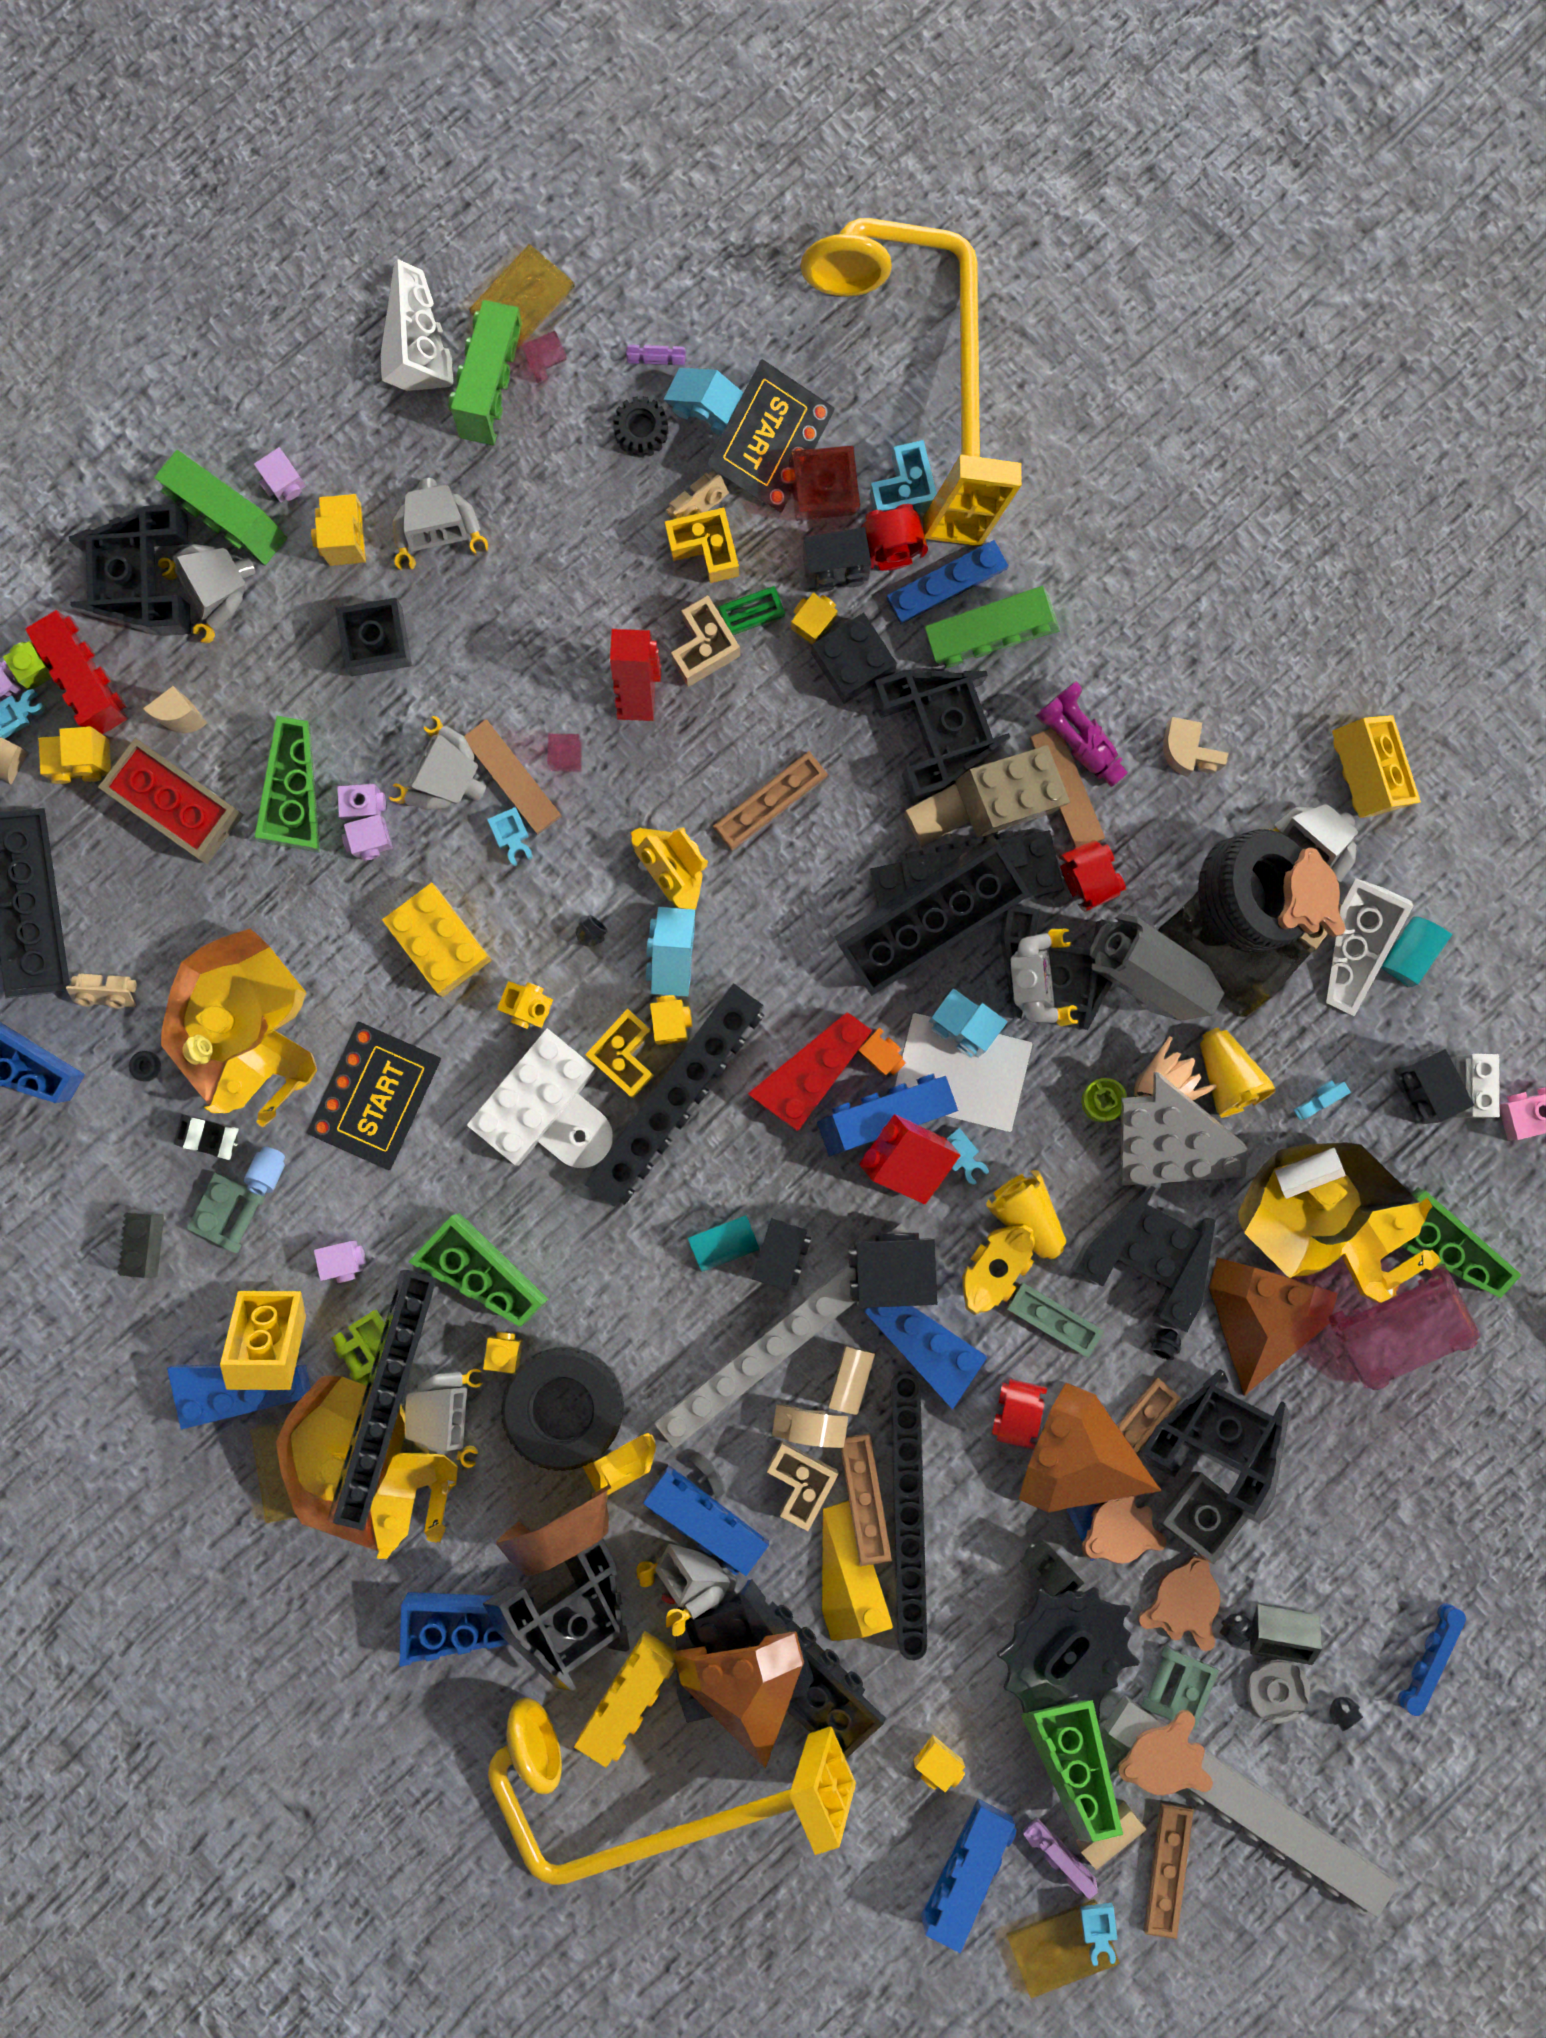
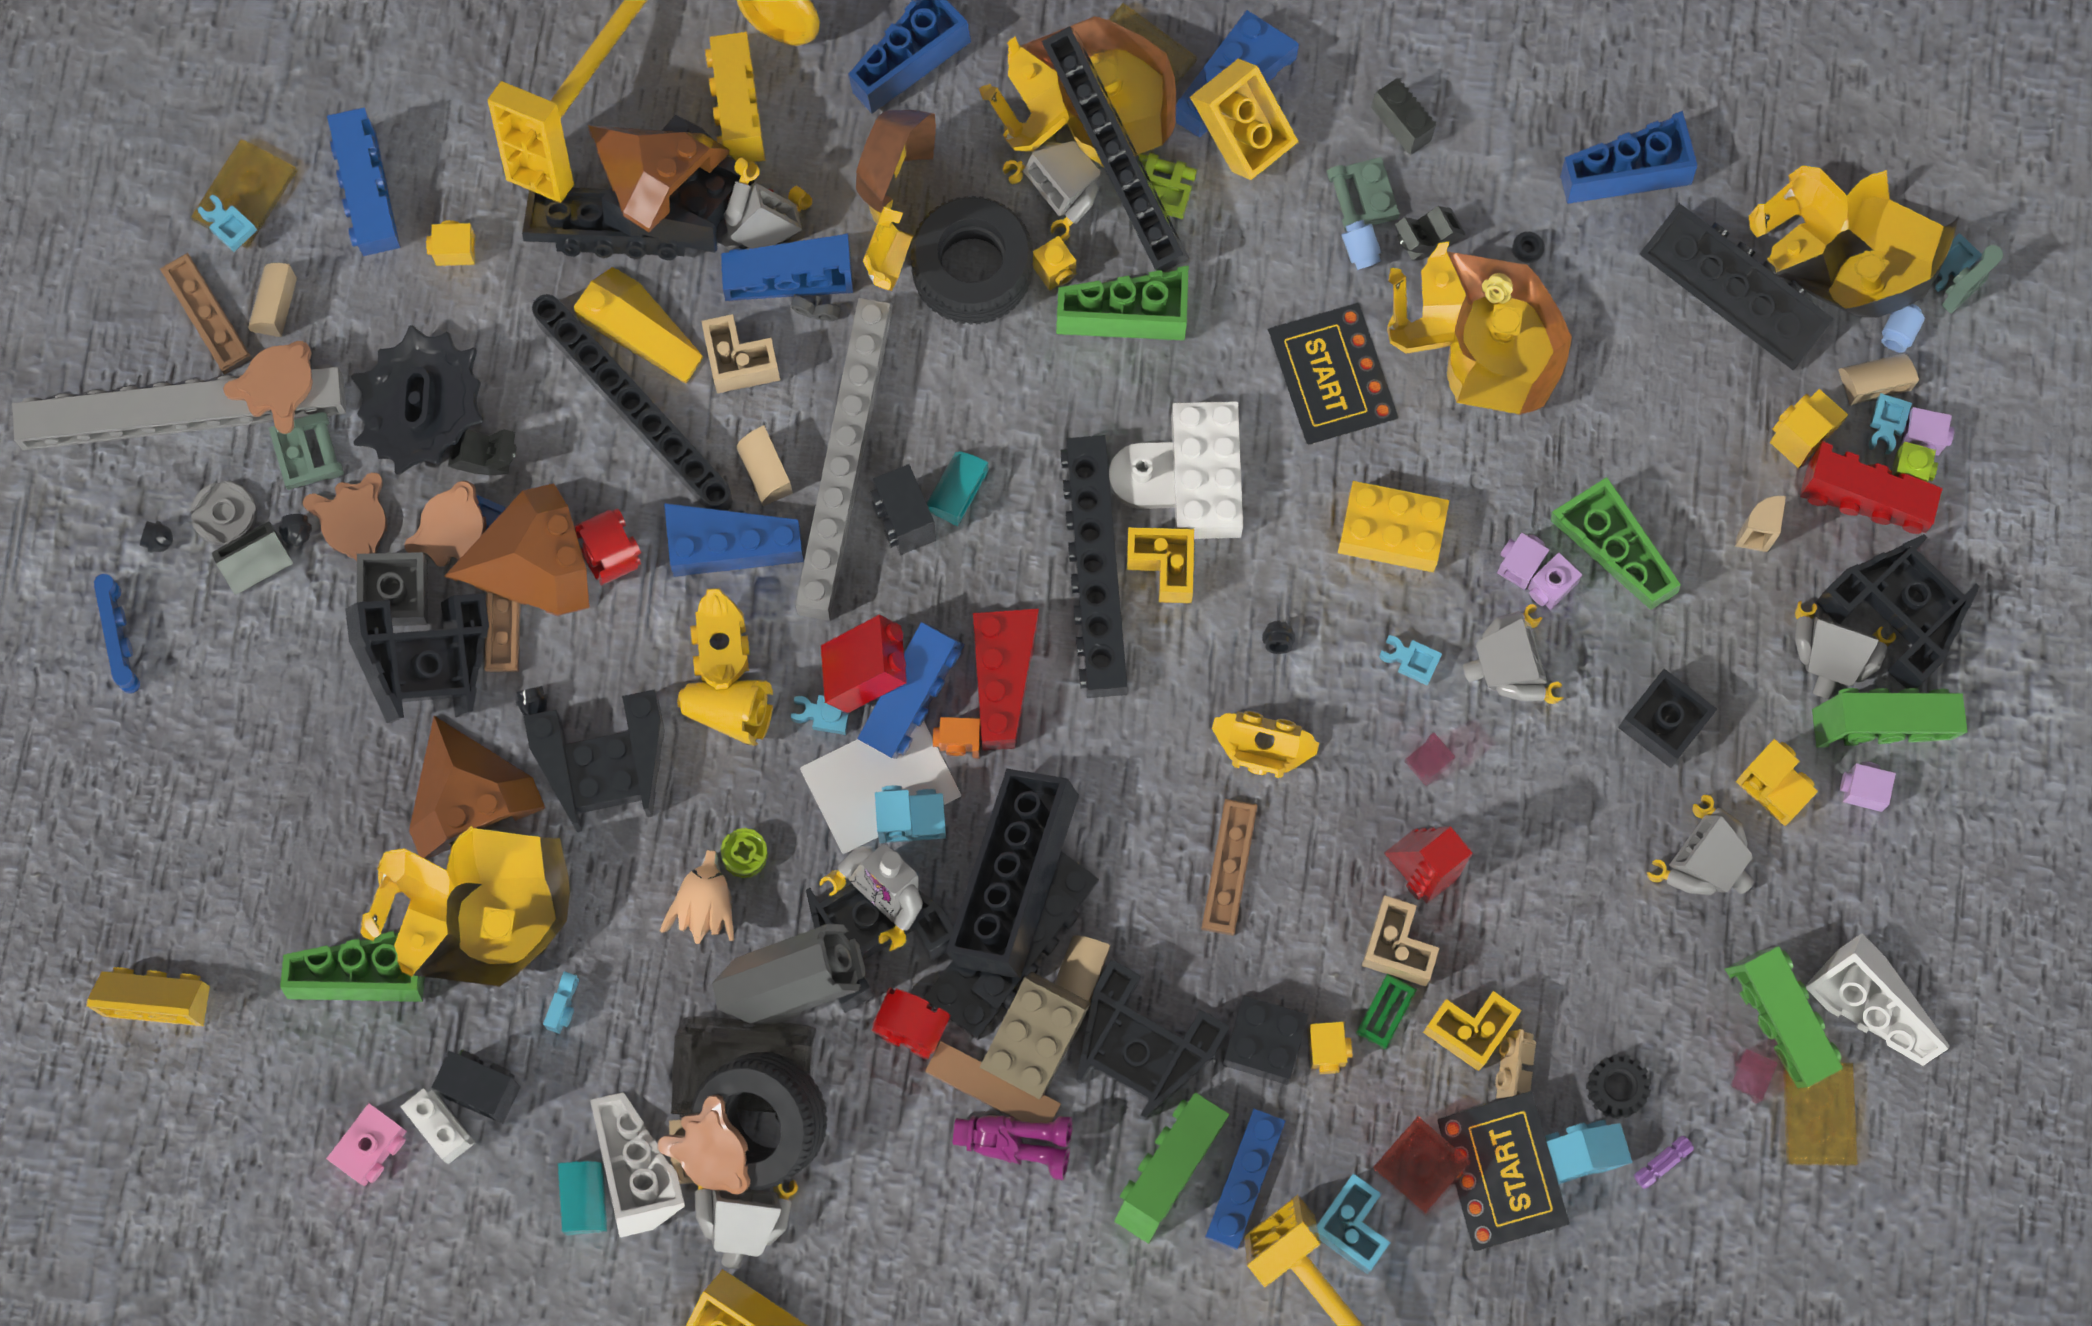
camera: 140 degrees right, 10 degrees down
(88, 990) = (1603, 279): tan hinge -> none
(171, 801) = (1700, 455): red brick -> none
(340, 1261) = (1242, 228): lavender brick -> none
(512, 777) = (1455, 707): medium nougat tile -> none
(525, 1004) = (1277, 533): yellow brick -> none
(568, 1625) = (827, 107): black wedge -> none
(670, 1020) = (1150, 614): yellow brick -> none
(671, 951) = (1200, 672): medium azure brick -> none
(810, 1426) = (765, 402): tan brick -> none
(836, 559) = (1354, 1105): black brick -> none
(865, 1500) = (675, 386): medium nougat tile -> none
(894, 537) = (1322, 1168): red brick -> none
(894, 1271) = (801, 556): black brick -> none
(1055, 1320) = (638, 646): sand green plate -> none
(1061, 1857) = (299, 254): lavender hinge -> none
(1077, 1766) = (350, 323): bright green wedge -> none
(1175, 1140) = (658, 864): light grey wing -> none
(1182, 748) = (923, 1201): tan brick -> none
(1234, 1074) = (655, 959): yellow cone -> none
(1310, 1173) = (524, 928): white tile -> none
(1406, 1330) = (341, 865): clear pink windscreen -> none

